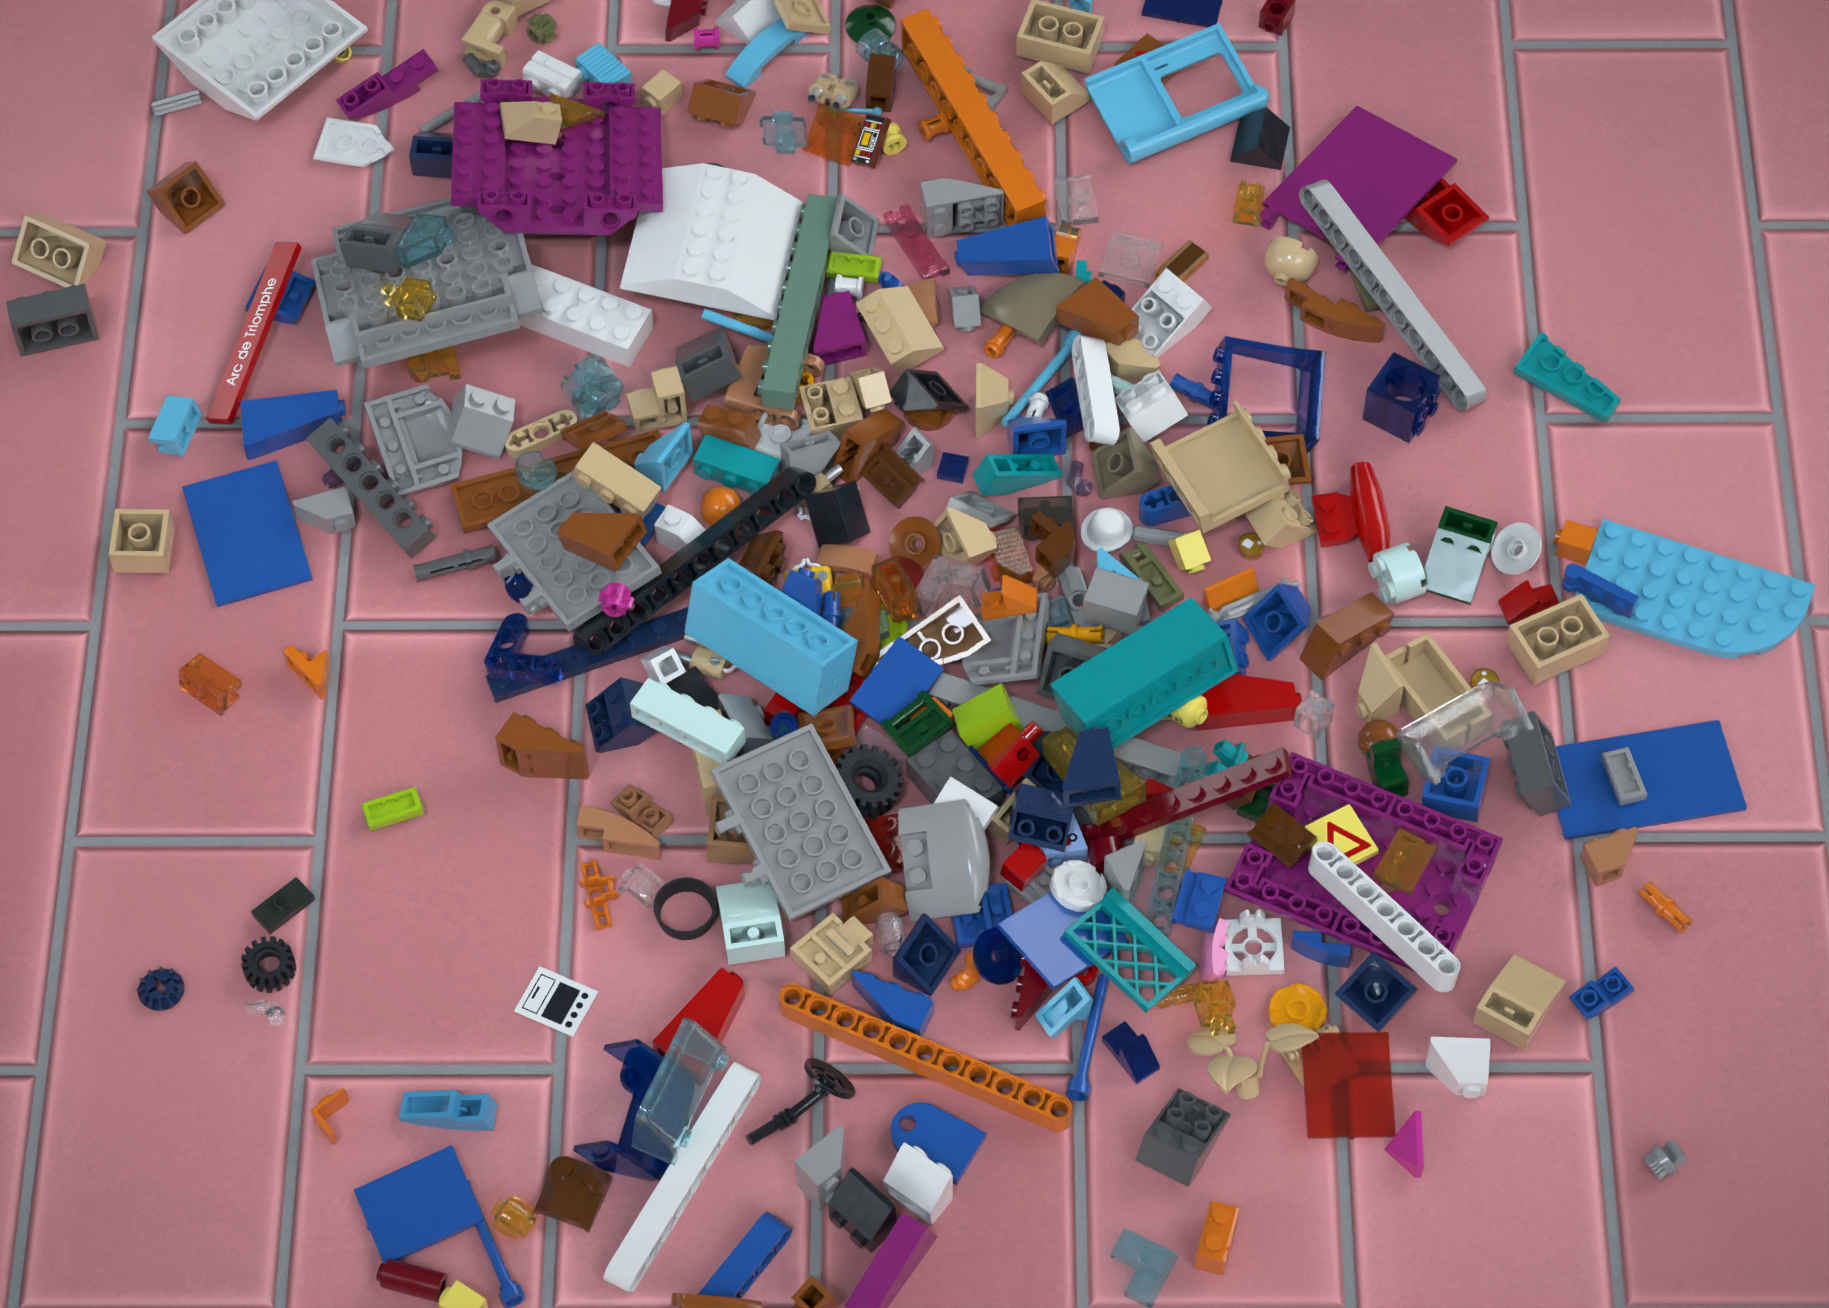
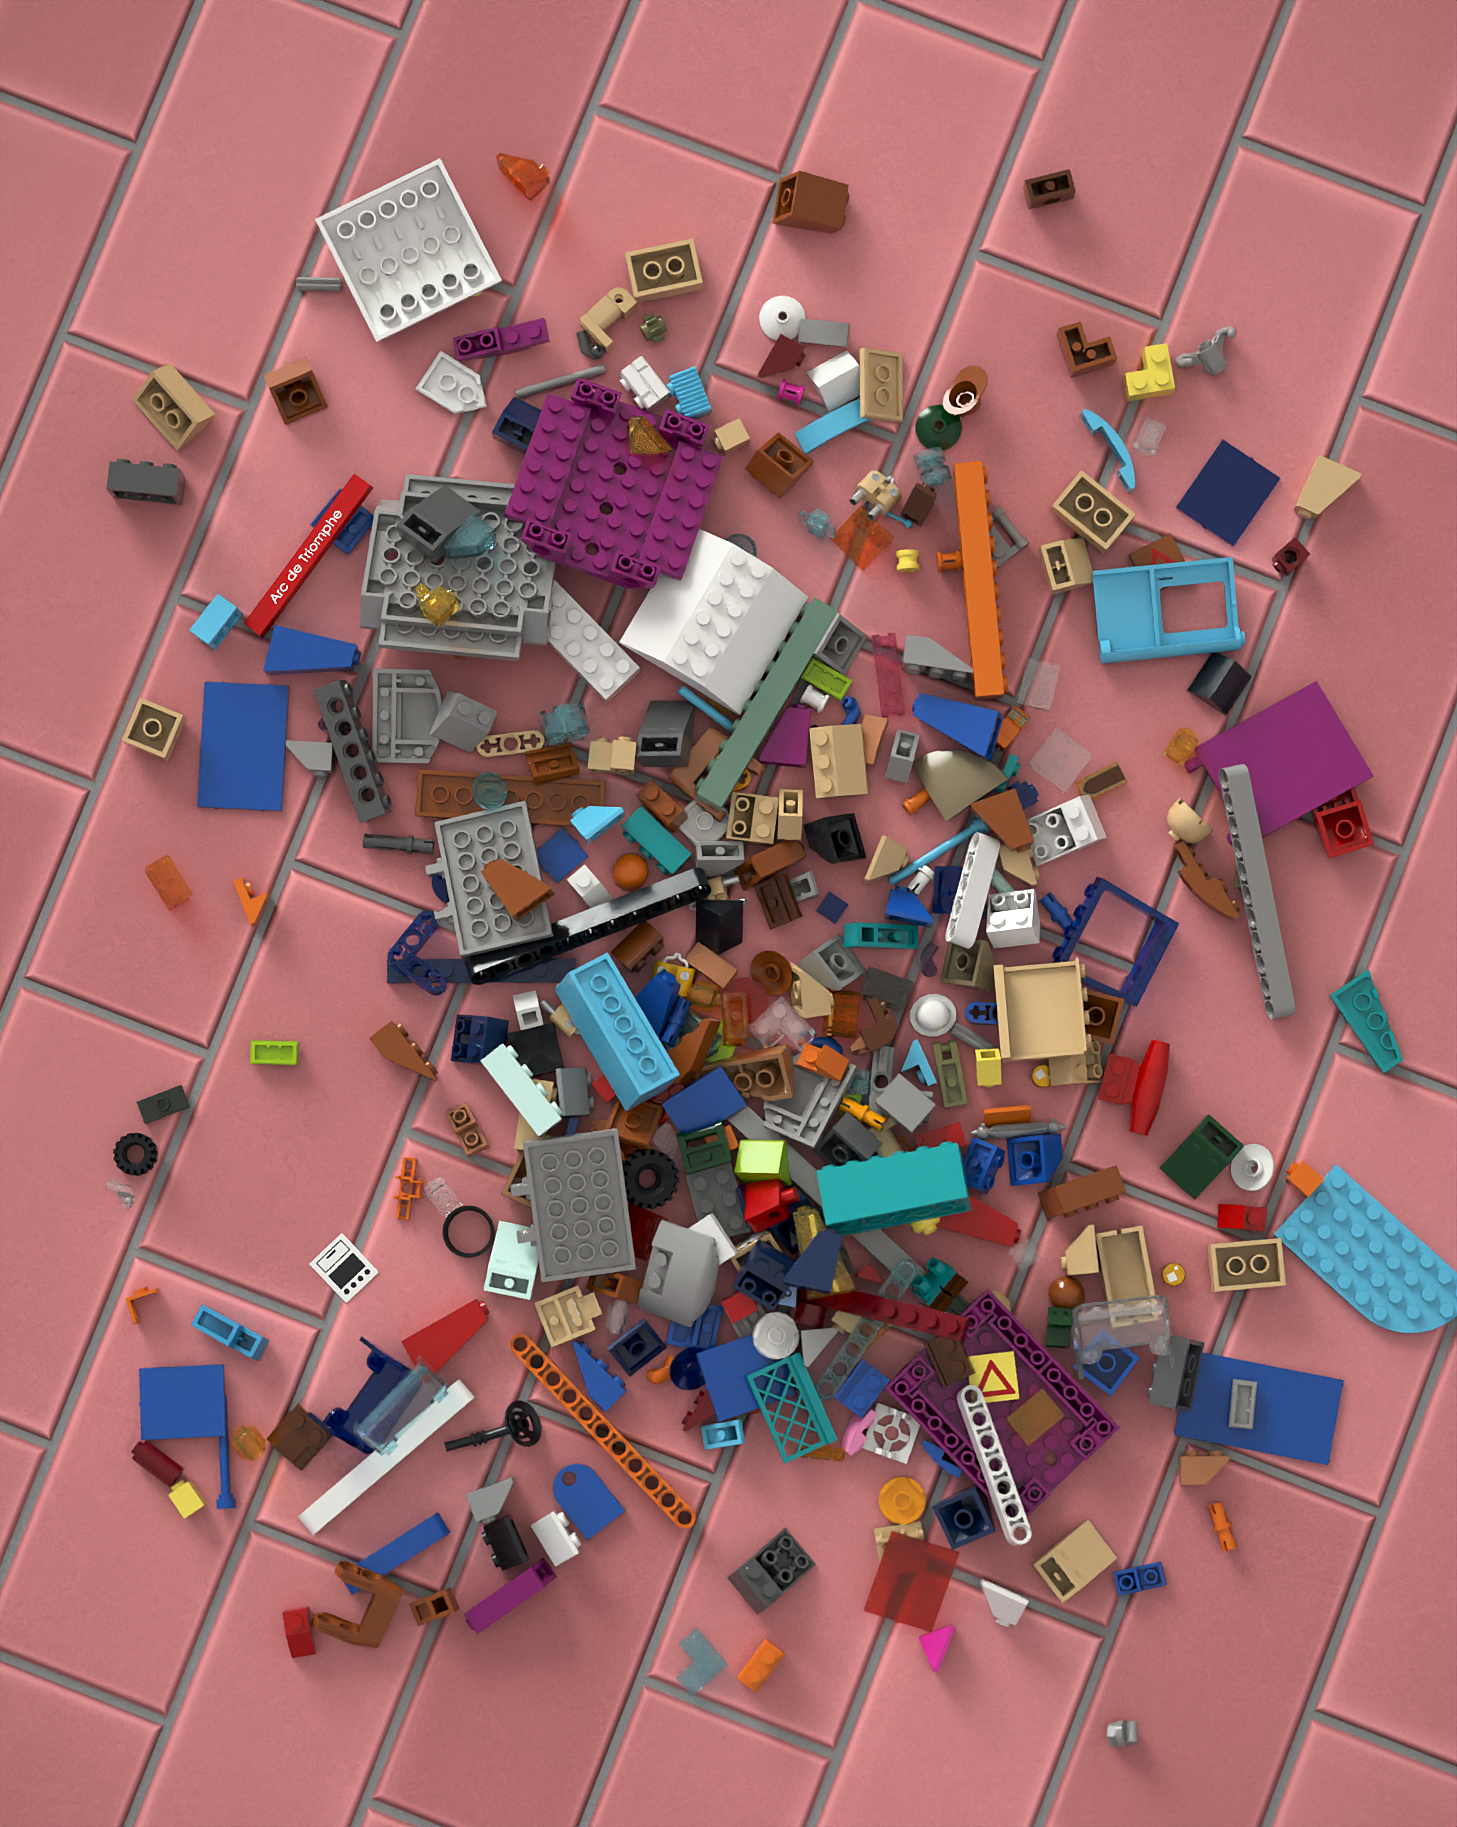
camera: 20 degrees right, 25 degrees up
(155, 999) = (53, 1131): dark blue gear -> none
(531, 121) = (603, 442): tan slope -> none
(616, 481) = (546, 836): tan slope -> none
(616, 599) = (505, 954): dark pink gear -> none
(616, 833) = (439, 1144): nougat slope -> none
(783, 724) = (601, 1107): clear blue tile -> none
(870, 140) = (888, 559): tile -> none
(1078, 1087) = (710, 1498): blue piece -> none
(1131, 1052) = (761, 1484): clear blue slope -> none
(1215, 1006) = (838, 1478): clear yellow brick -> none
(1243, 1071) = (822, 1558): tan plant -> none
(1397, 574) = (1144, 1158): light aqua brick -> none
(1402, 379) = (1226, 972): clear blue brick -> none
(1599, 590) = (1297, 1237): blue plate -> none

